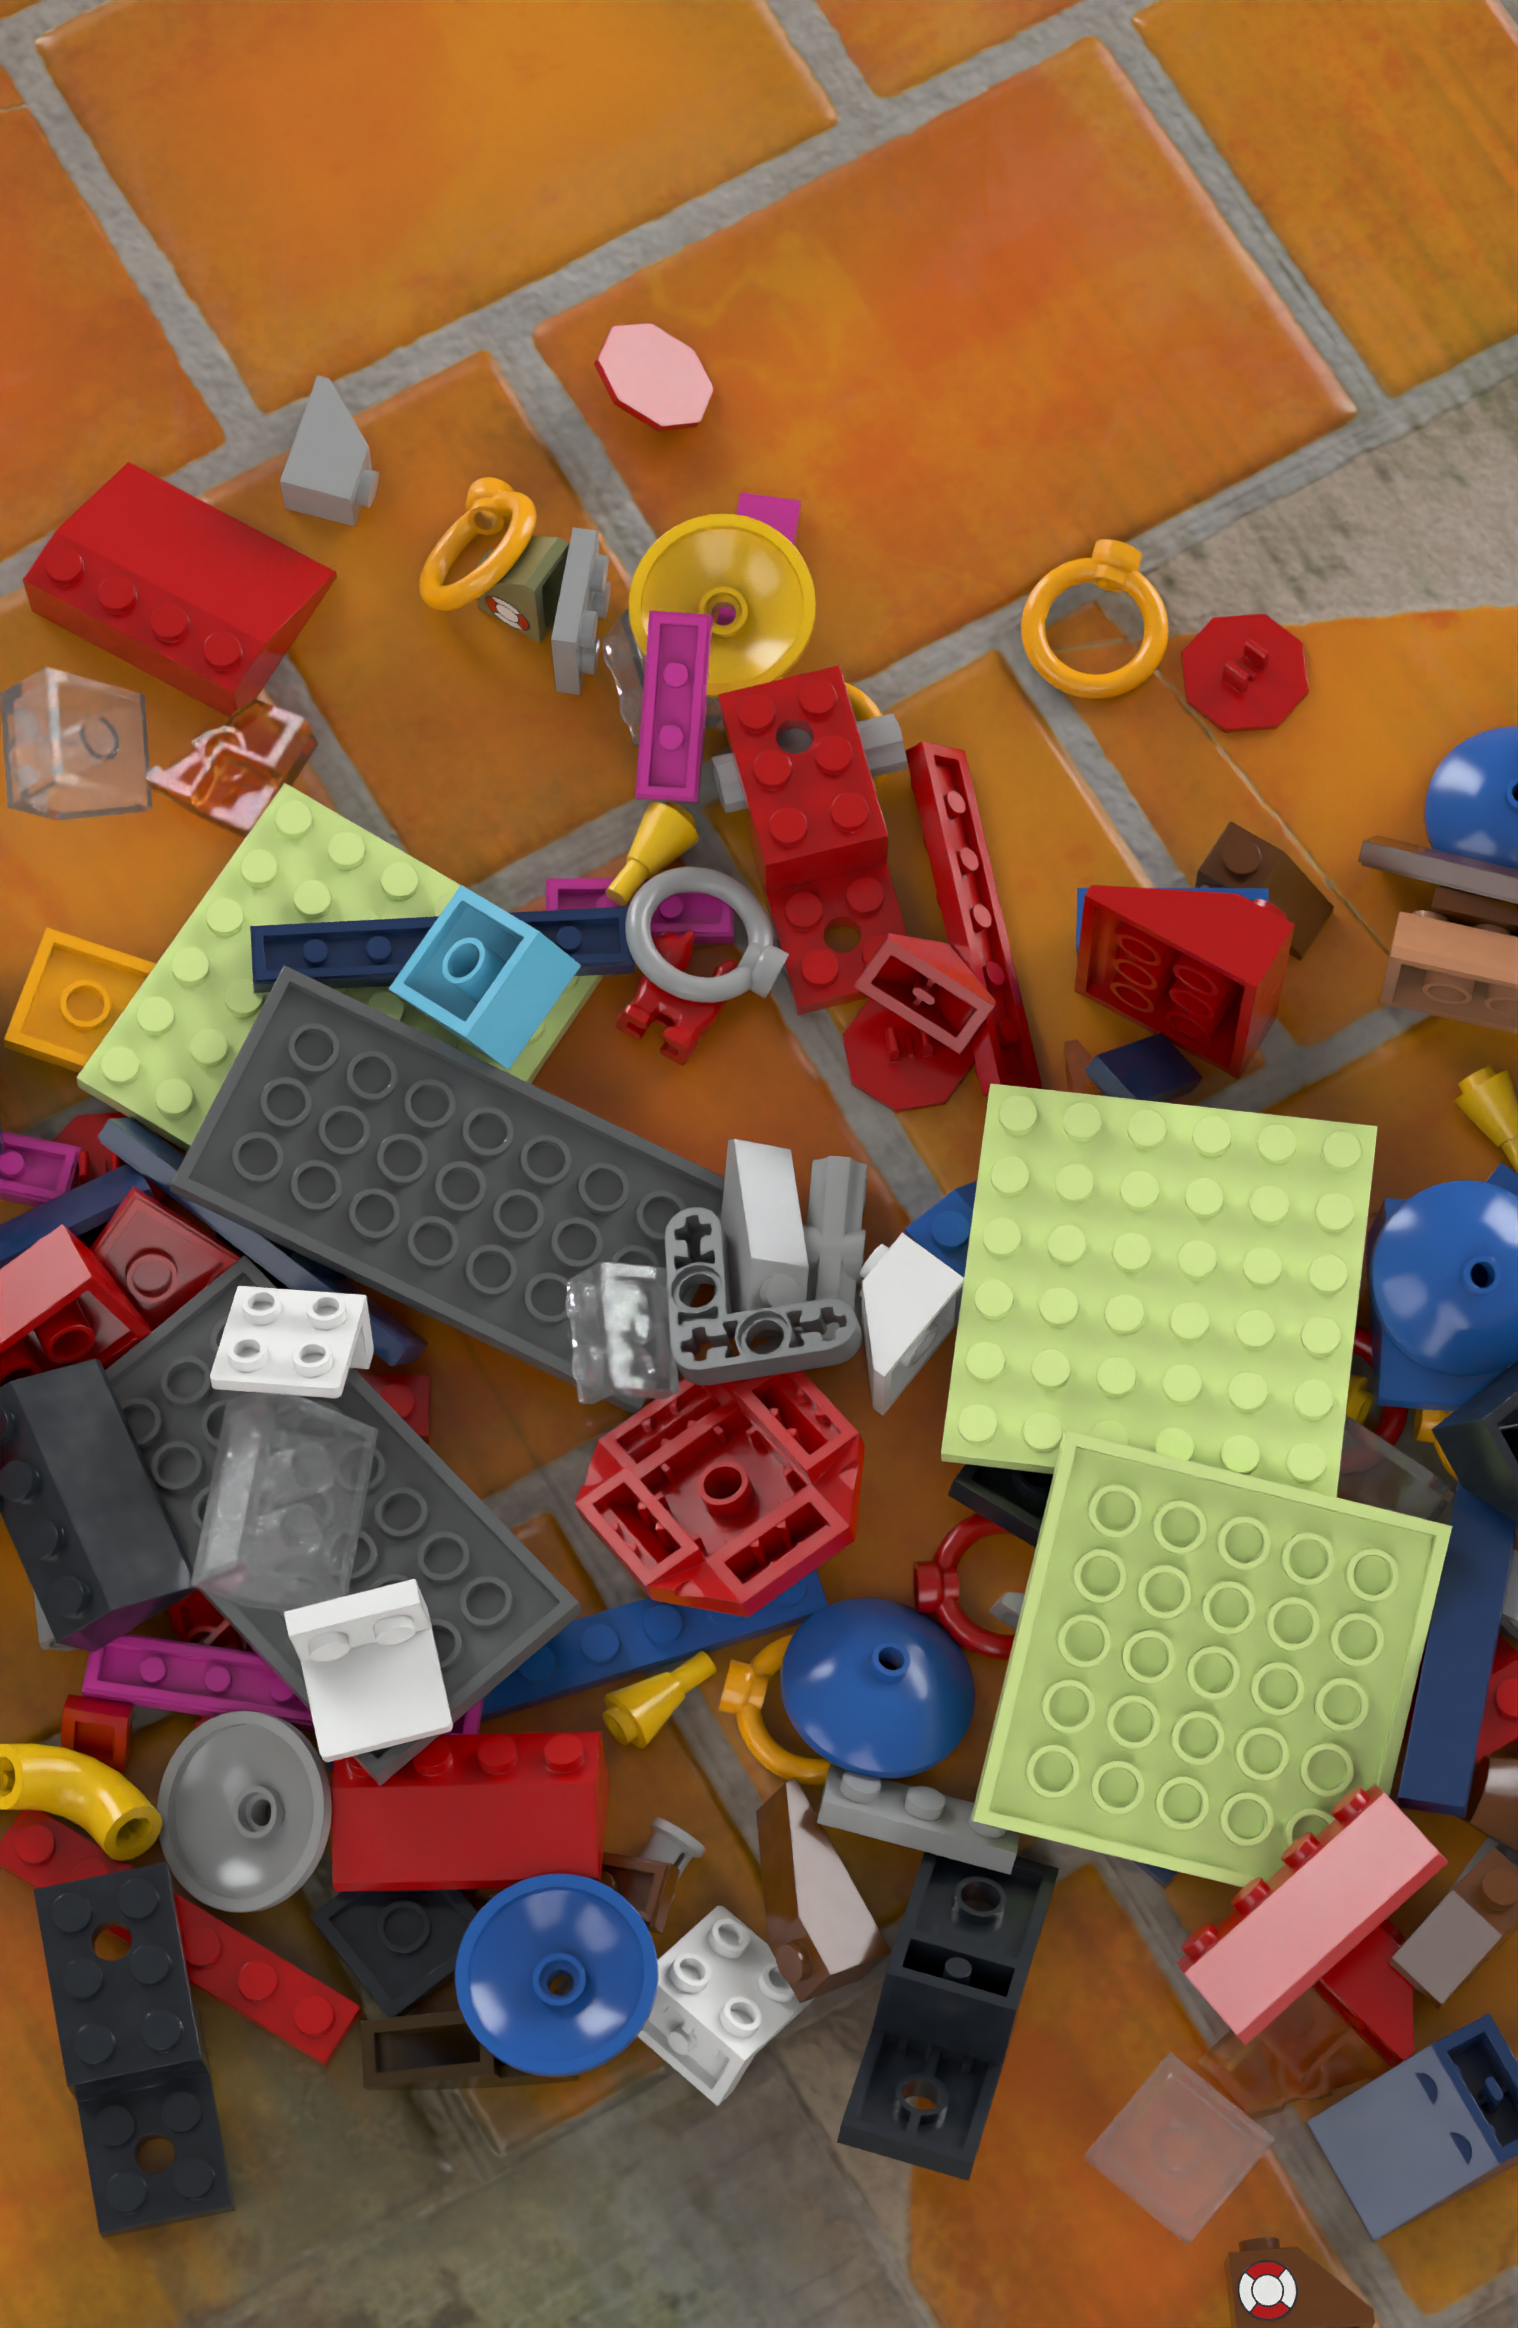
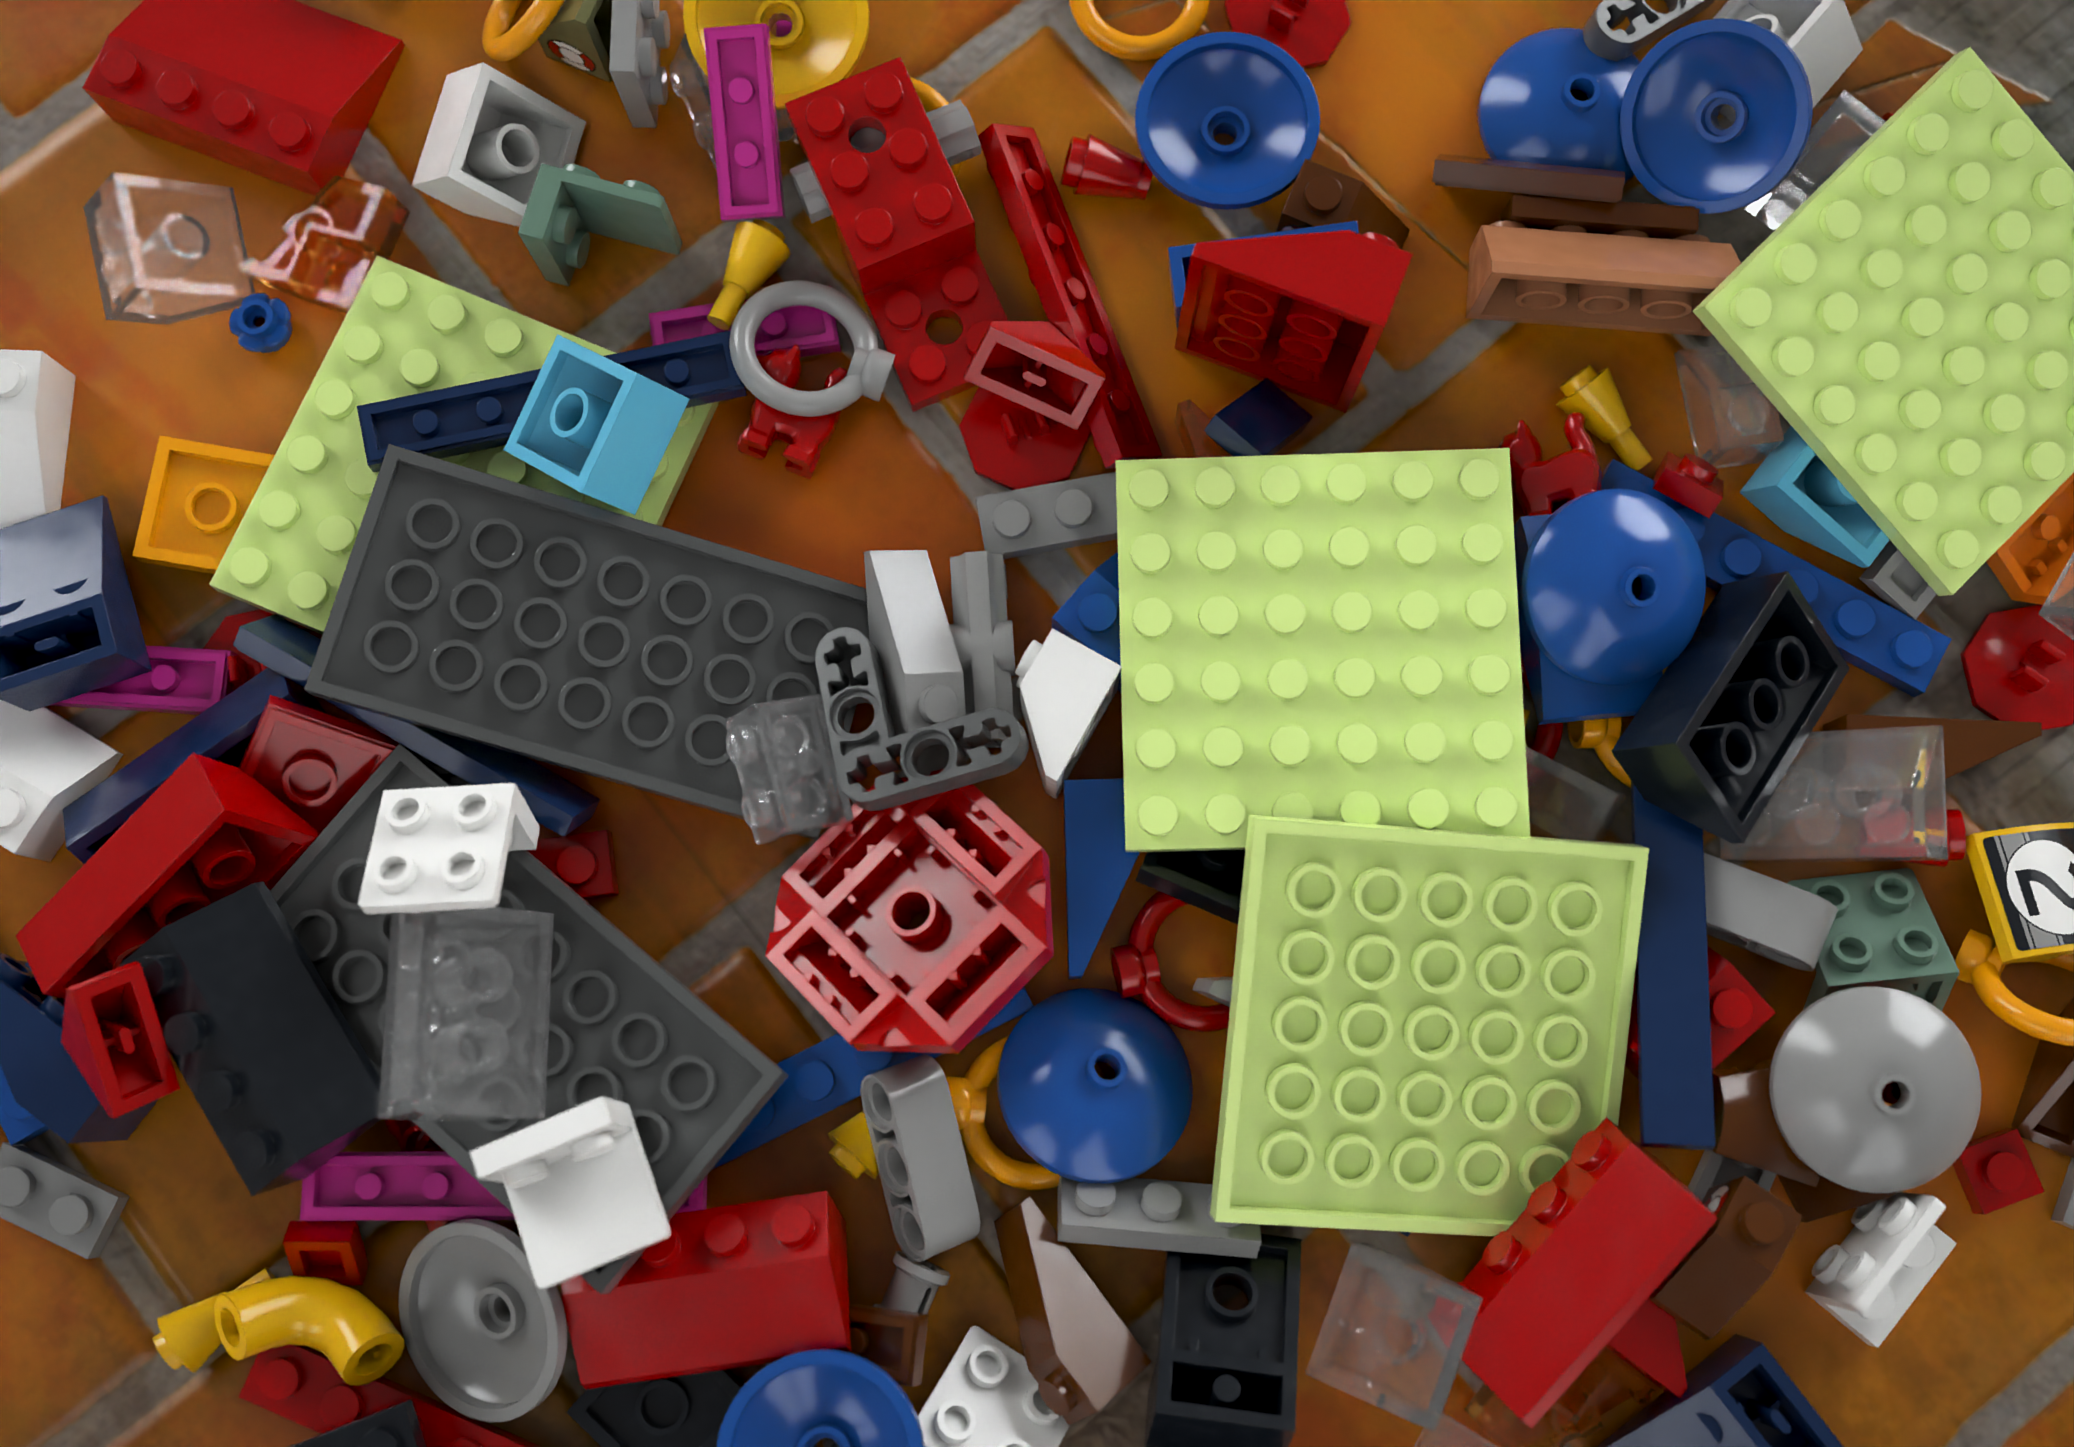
camera: 10 degrees left, 10 degrees up
(159, 847) = (272, 334): none -> blue plate
(420, 696) = (491, 143): none -> white slope
(500, 760) = (576, 201): none -> sand green bracket
(694, 1726) = (920, 1157): none -> light grey beam
(911, 1480) = (1093, 863): none -> blue slope
(917, 1137) = (1049, 516): none -> light grey plate
(1030, 803) = (1104, 170): none -> red cone
(1127, 1953) = (1394, 1334): none -> clear slope
(1168, 739) = (1233, 88): none -> blue dish
(1417, 1168) = (1549, 484): none -> red animal

